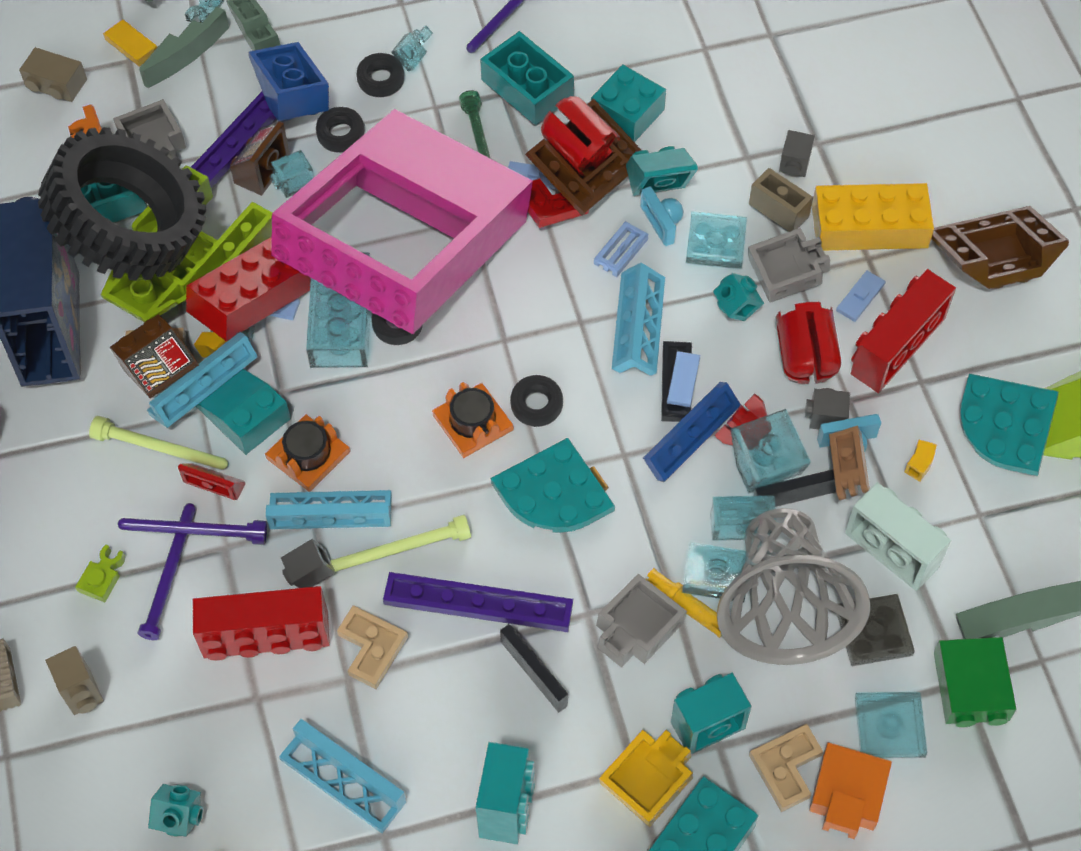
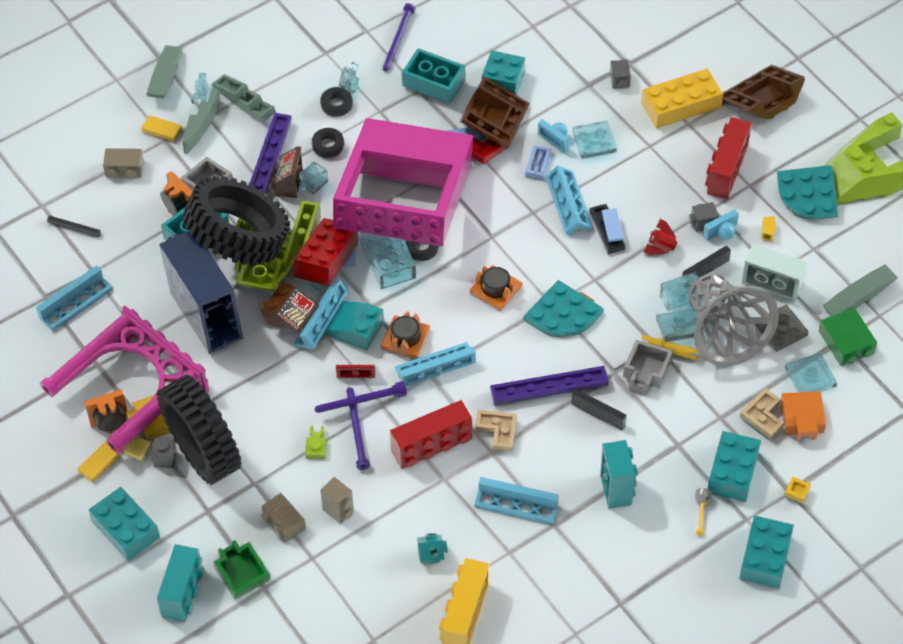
camera: 20 degrees left, 5 degrees down
(103, 429) = (274, 362): yellowish green piece -> none
(208, 343) = (316, 291): yellow piece -> none
(290, 81) = (286, 121): blue slope -> none
(307, 565) = (439, 396): dark grey brick -> none
(456, 529) = (518, 350): yellowish green piece -> none
(471, 103) = (404, 103): clear green piece -> none
(531, 416) = (529, 275): black tyre -> none
(589, 124) = (486, 99): red cylinder -> none
(649, 775) = (689, 443): yellow piece -> none
(661, 170) = (545, 107): teal slope -> none
(692, 431) = (630, 253): blue plate -> none
(710, 712) = (710, 398): teal brick -> none
(738, 296) = (623, 168): teal brick -> none
(768, 450) = (681, 249): clear light blue slope -> none
(780, 200) = (623, 104): dark tan brick -> none
(788, 264) = (643, 141): light grey piece -> none
(808, 343) = (677, 182): red cylinder -> none
(849, 462) = (730, 239): medium nougat hinge -> none
(860, 296) = (693, 147): light blue piece -> none

